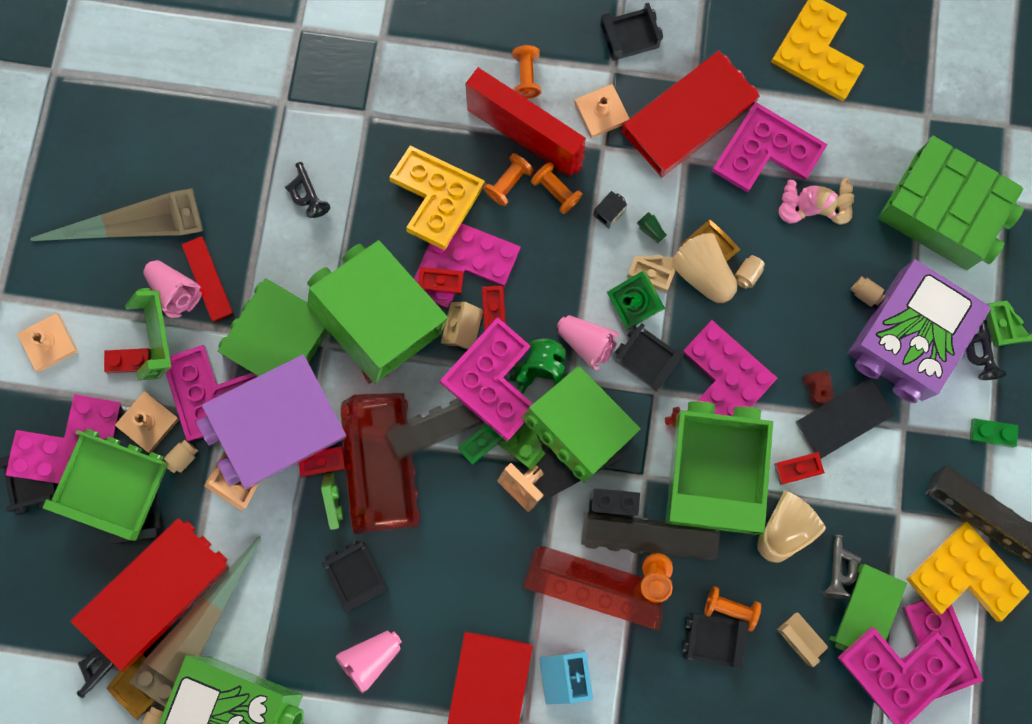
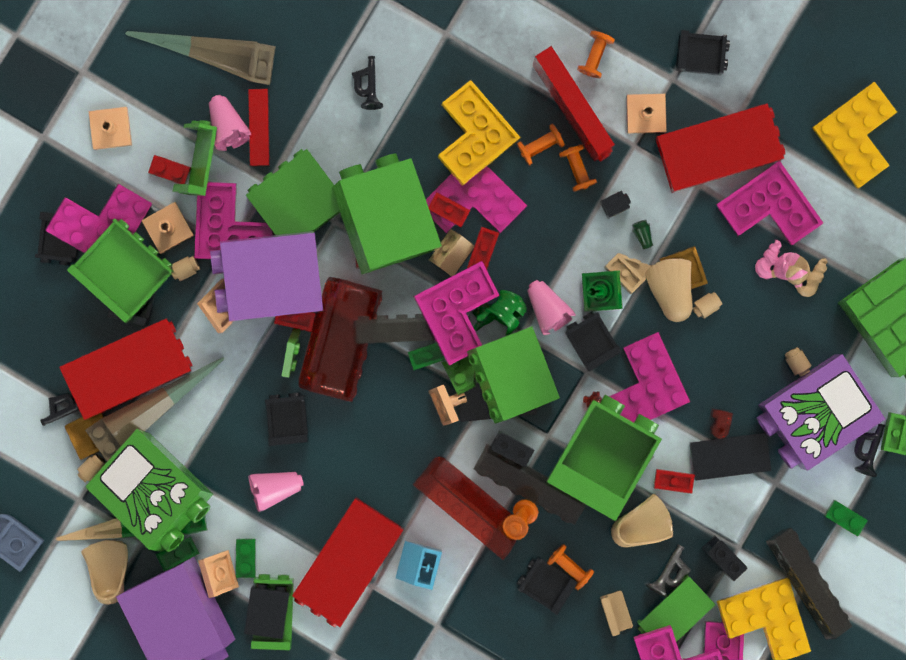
camera: 30 degrees right, 10 degrees up
(894, 527) = (724, 558): none -> black panel

